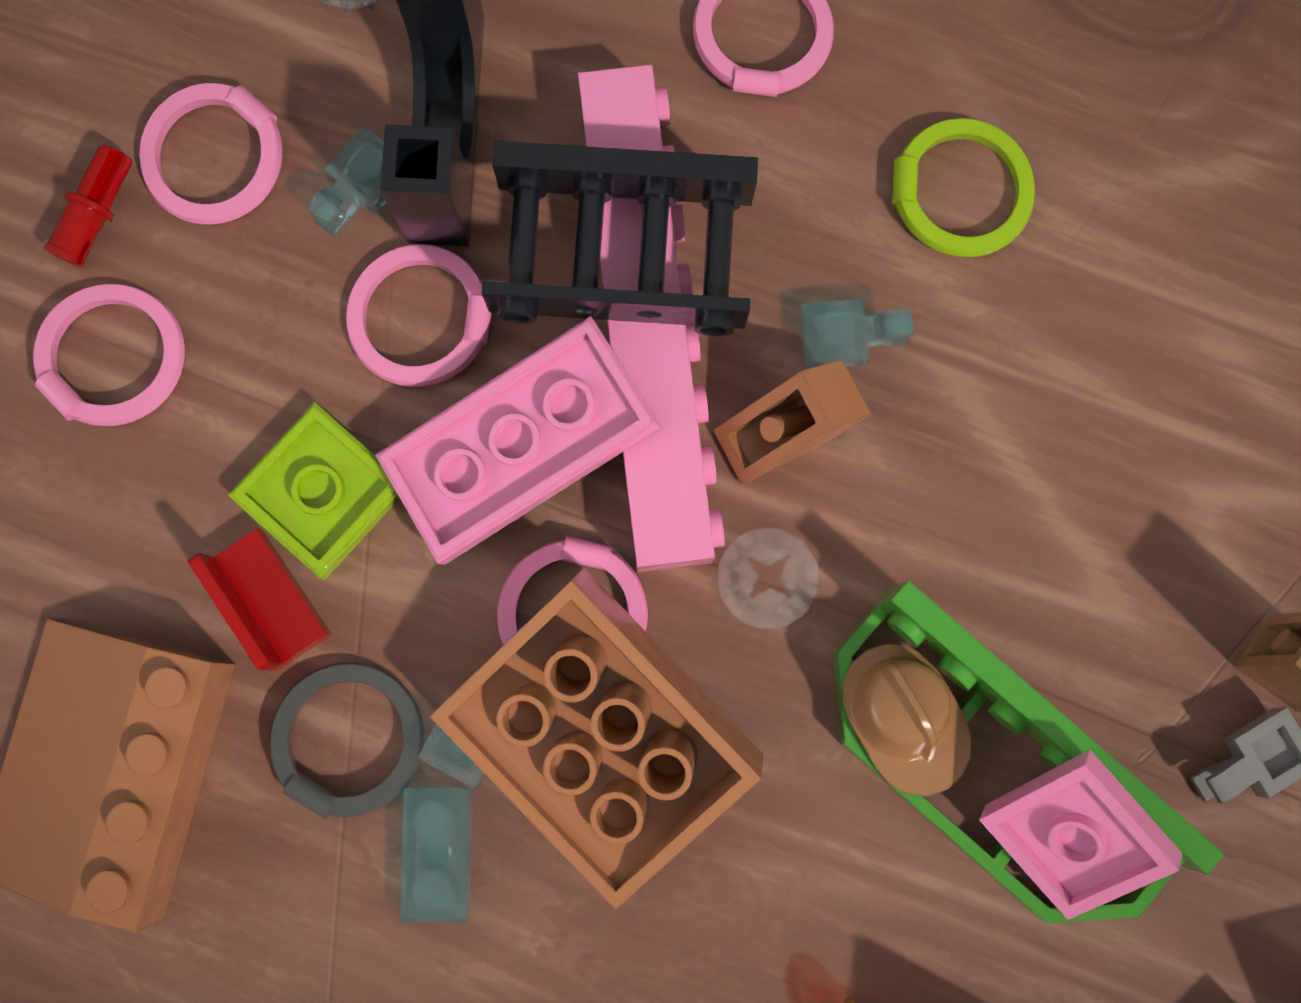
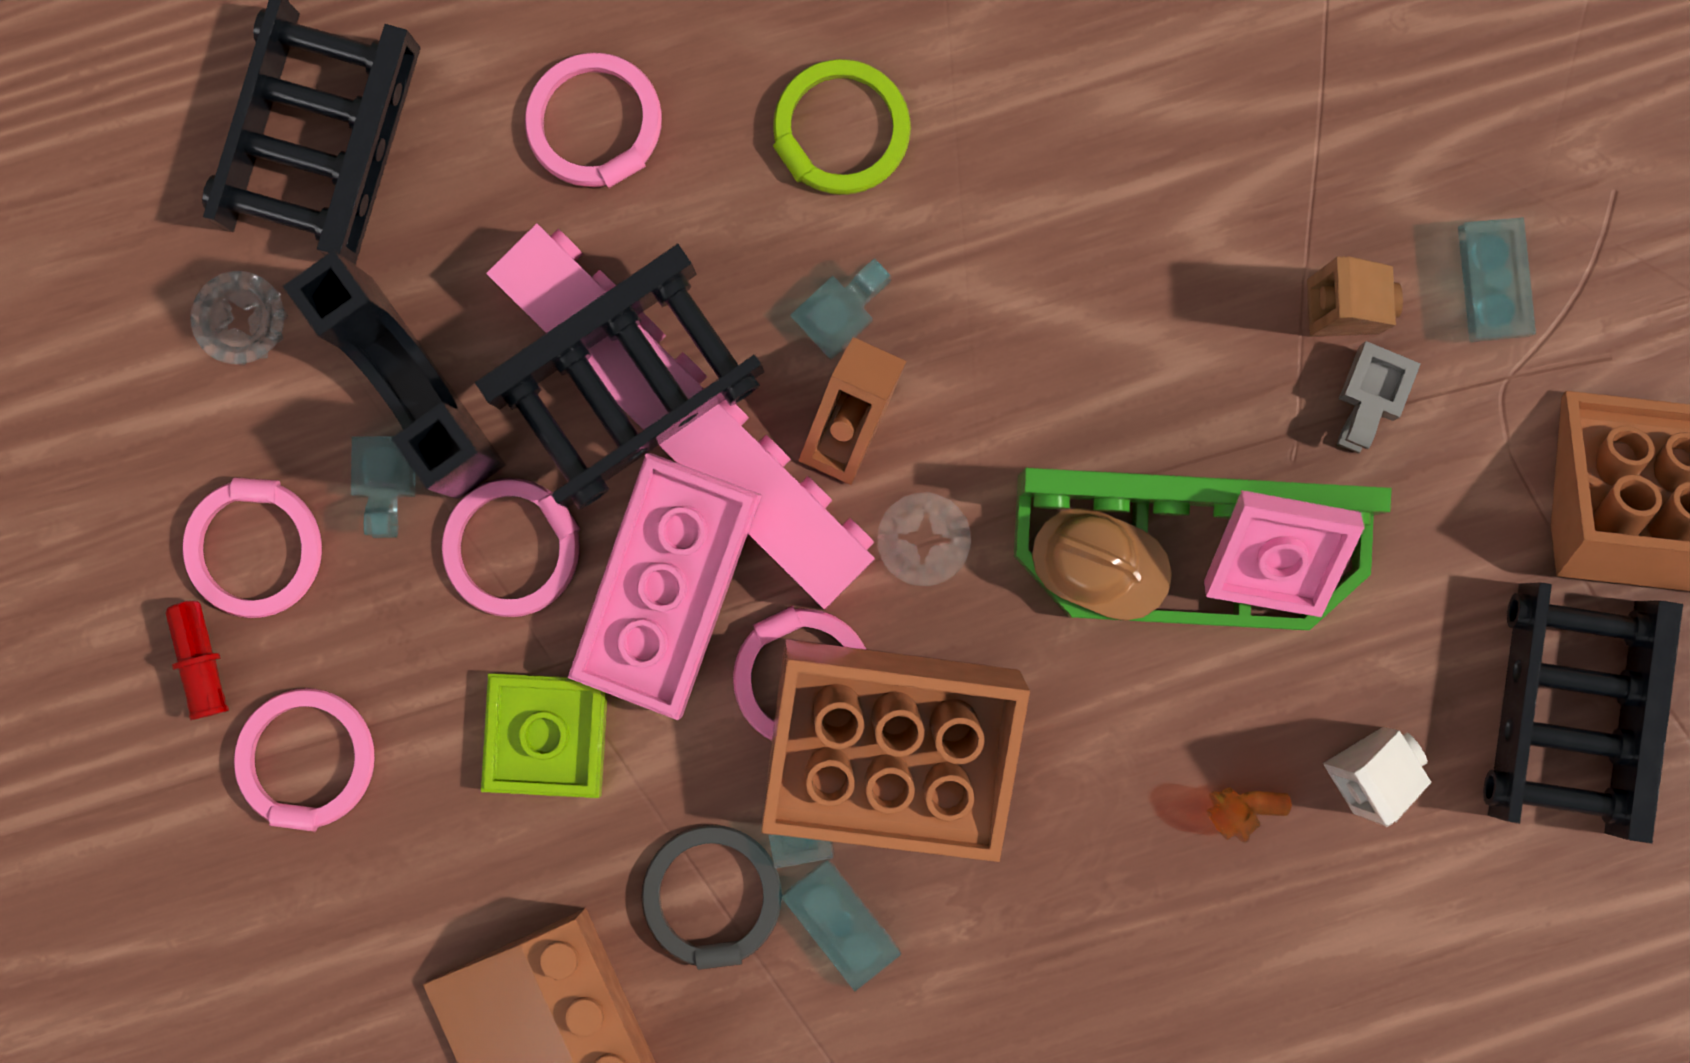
camera: 30 degrees left, 5 degrees up
(260, 601) = (569, 847): red panel -> none

